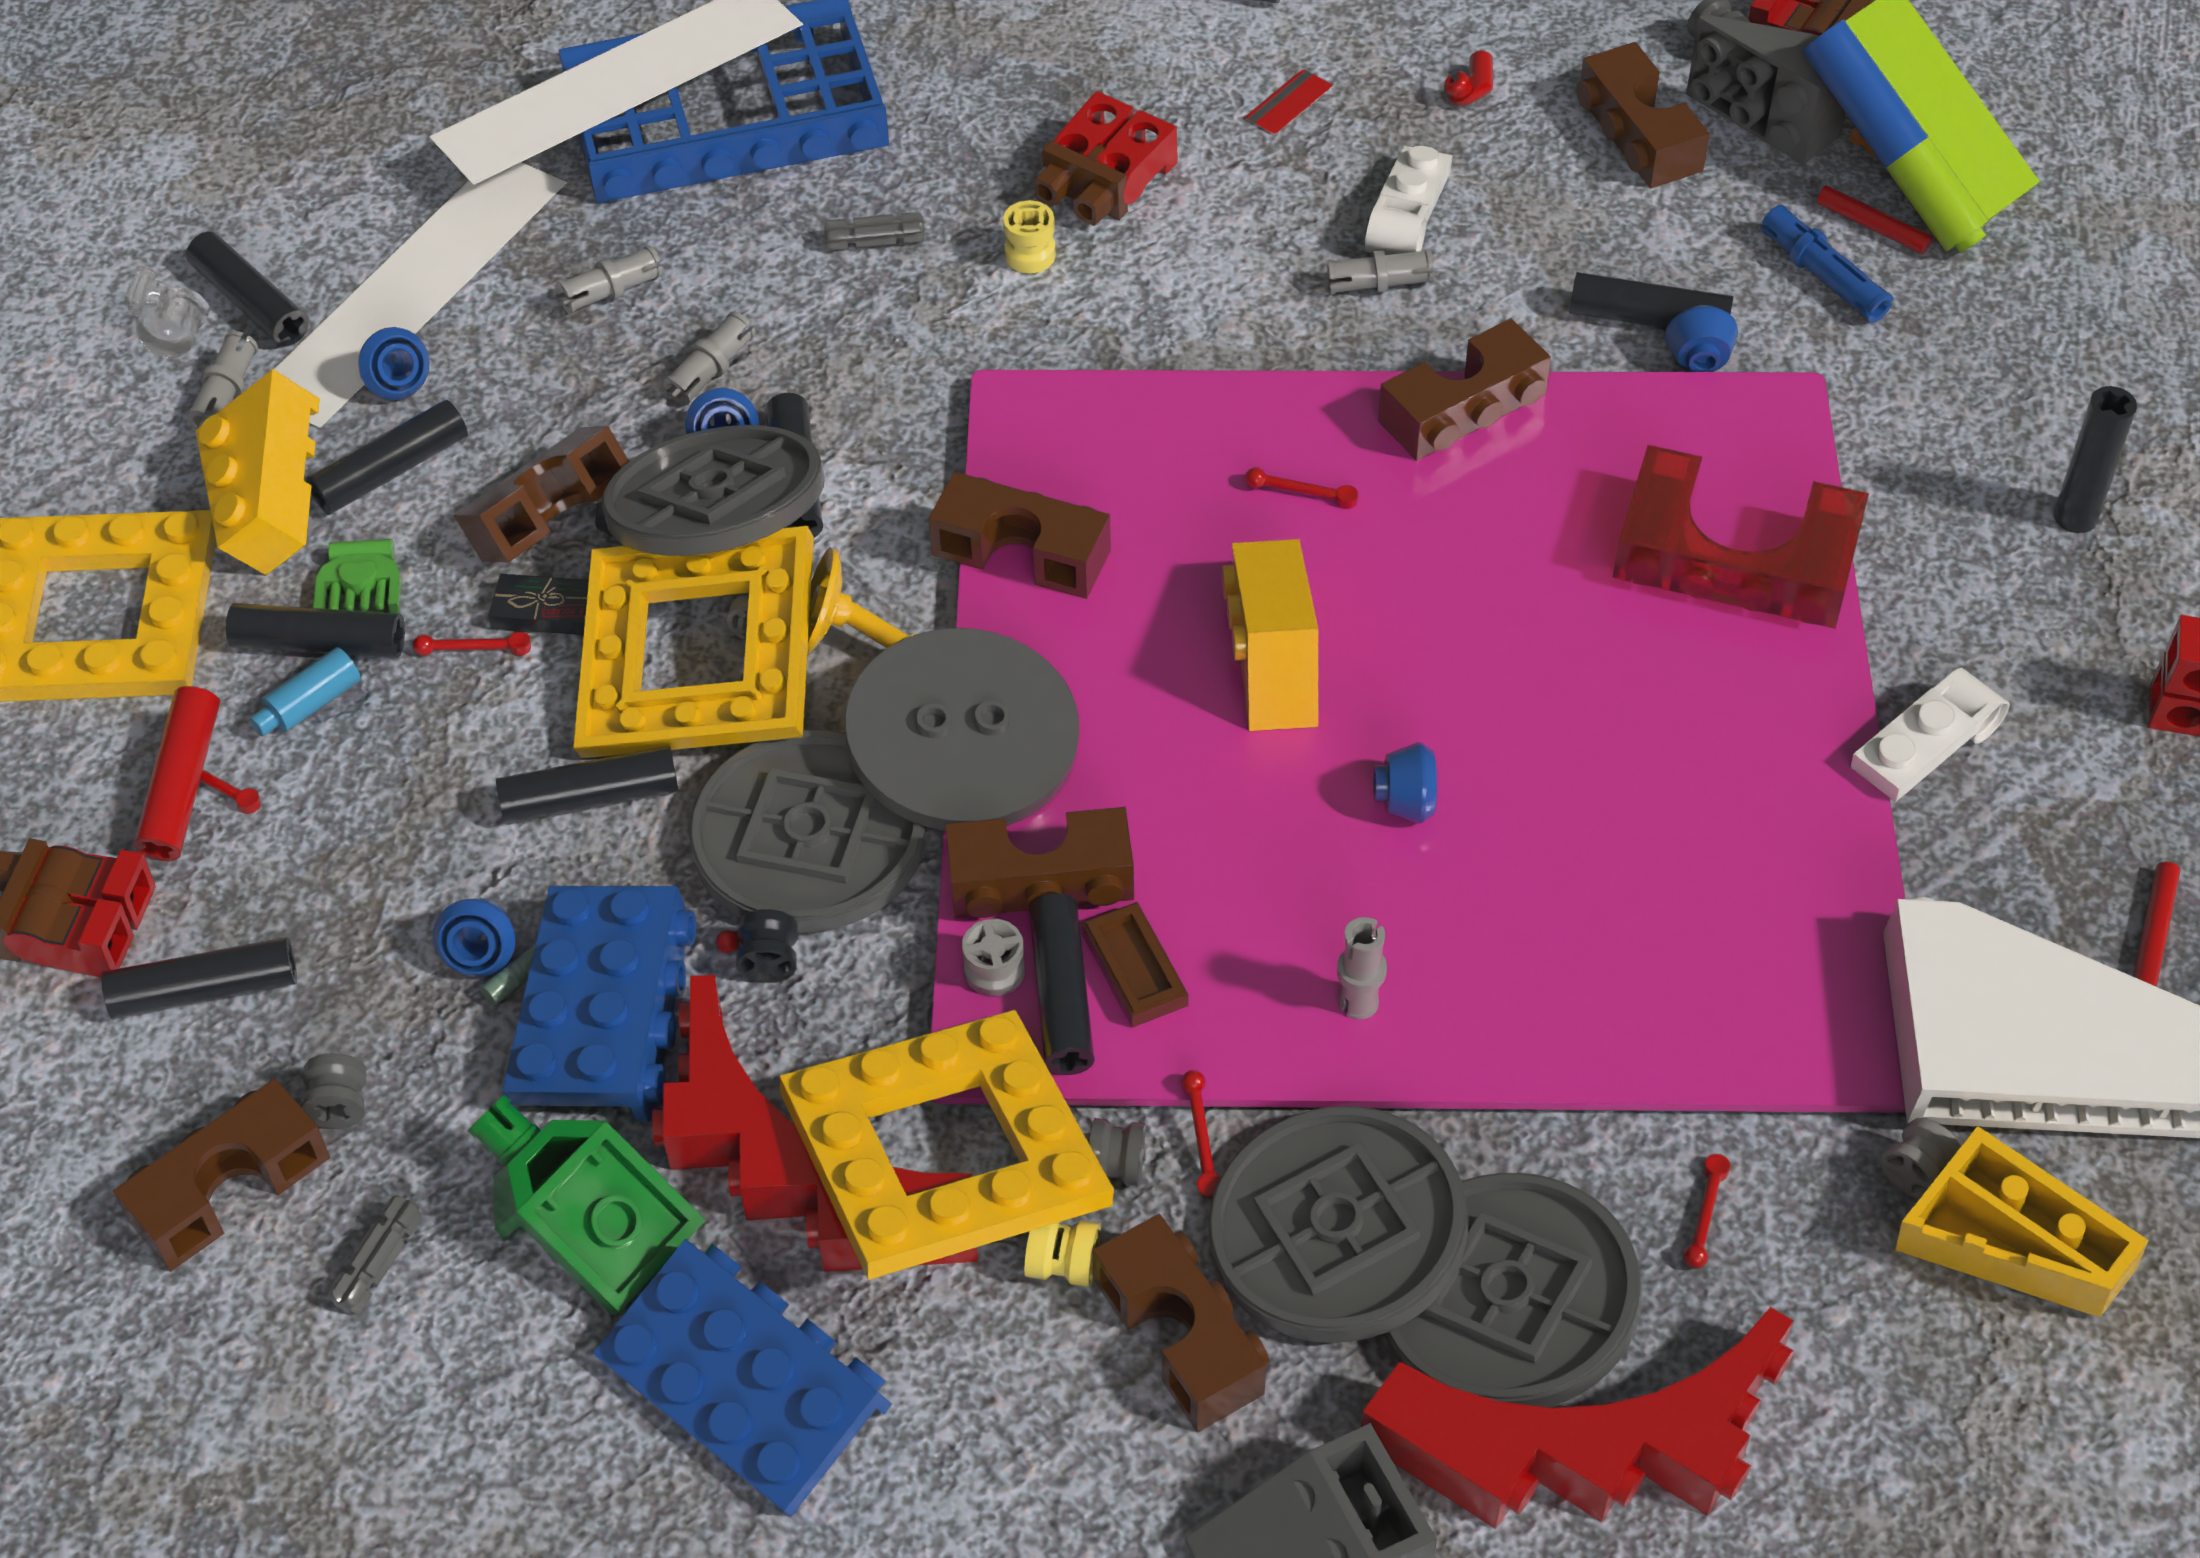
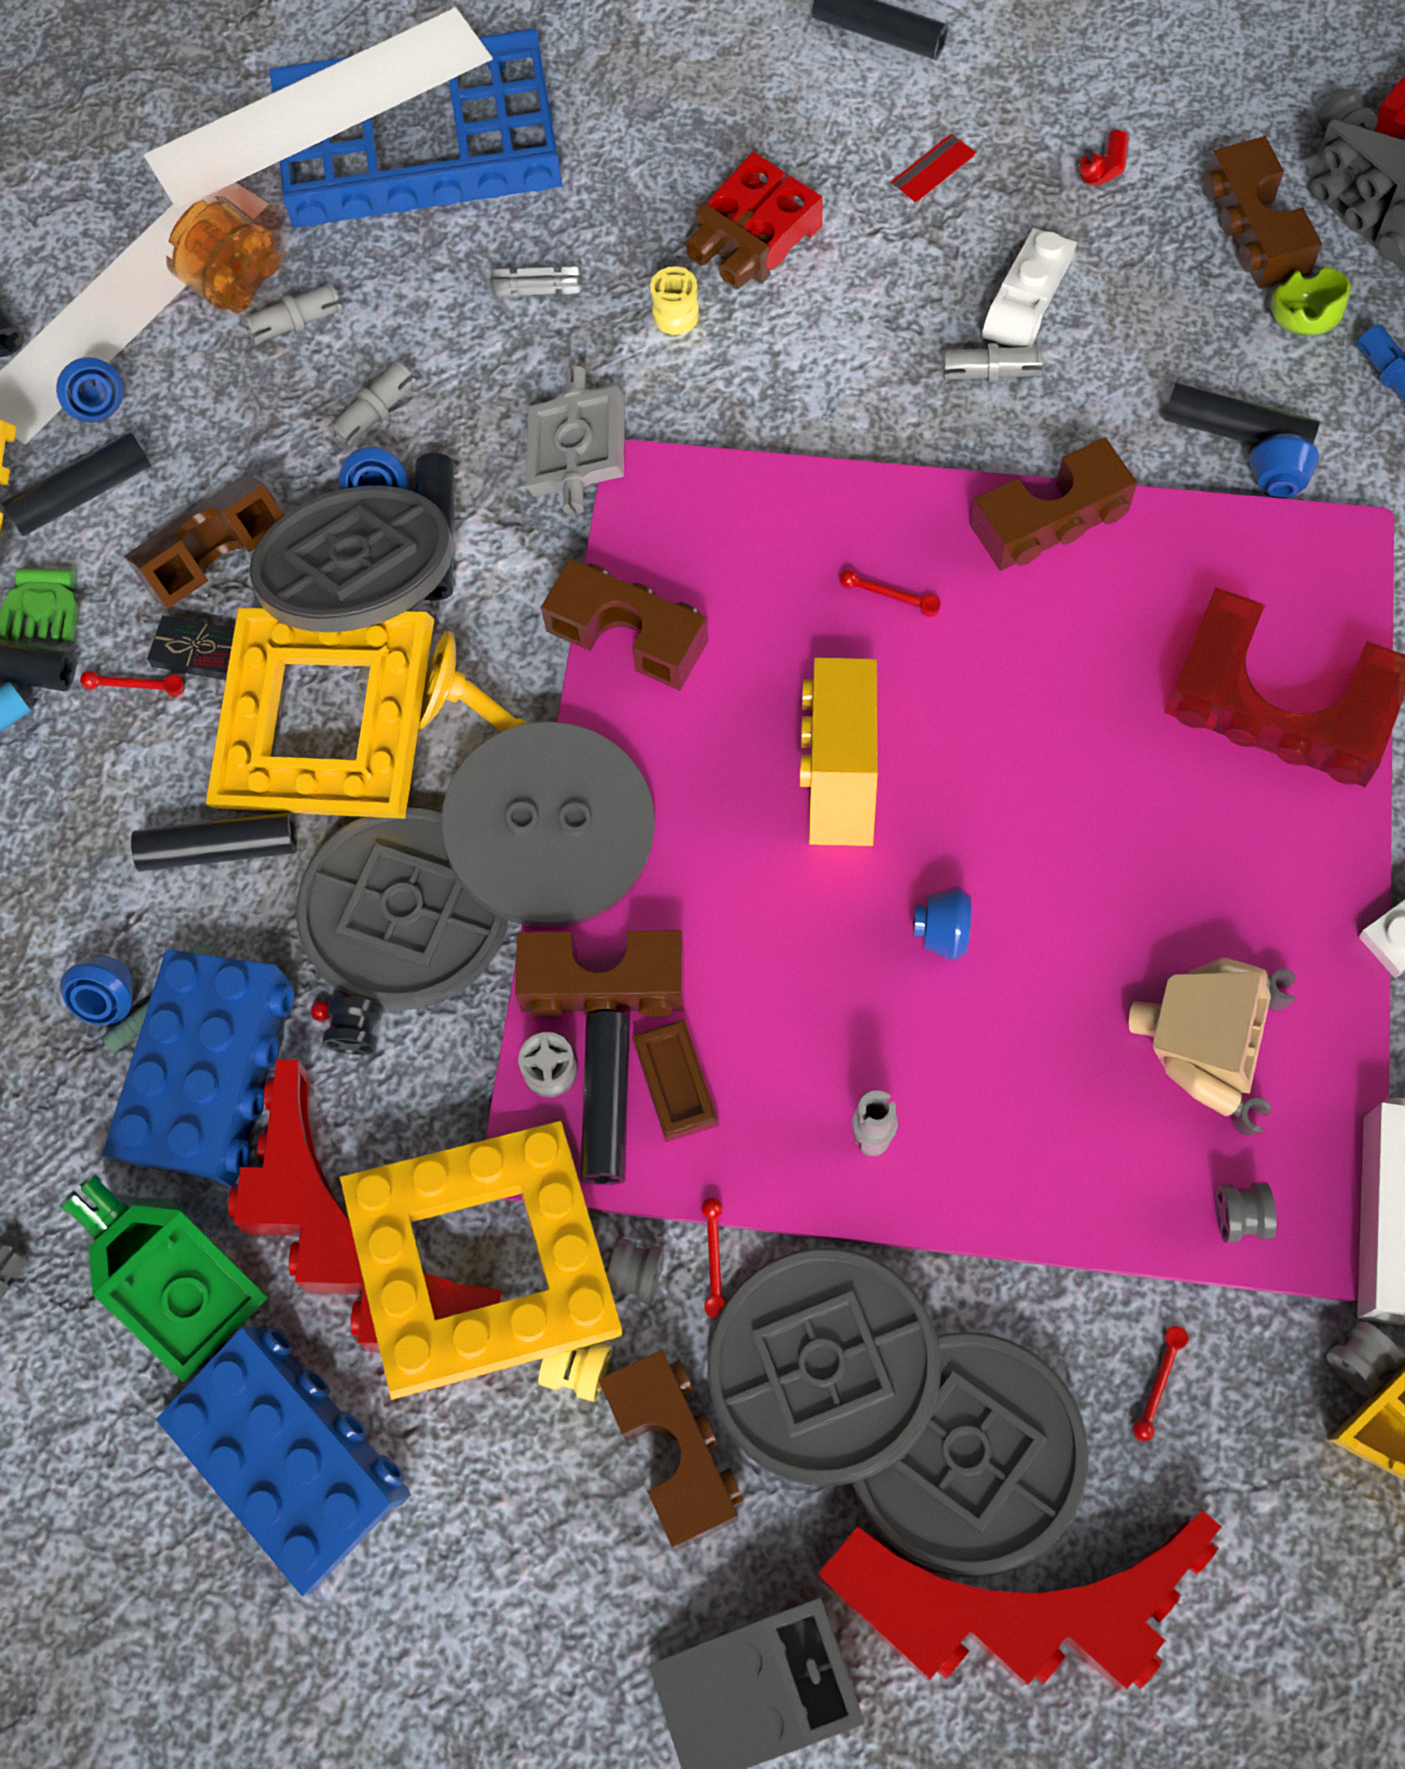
camera: 10 degrees right, 15 degrees up
(529, 223) = (222, 253): none -> clear orange brick
(940, 372) = (575, 440): none -> light grey plate
(1707, 194) = (1311, 304): none -> lime hair
(1710, 858) = (1213, 1032): none -> tan torso
(1771, 1024) = (1246, 1212): none -> dark grey wheel

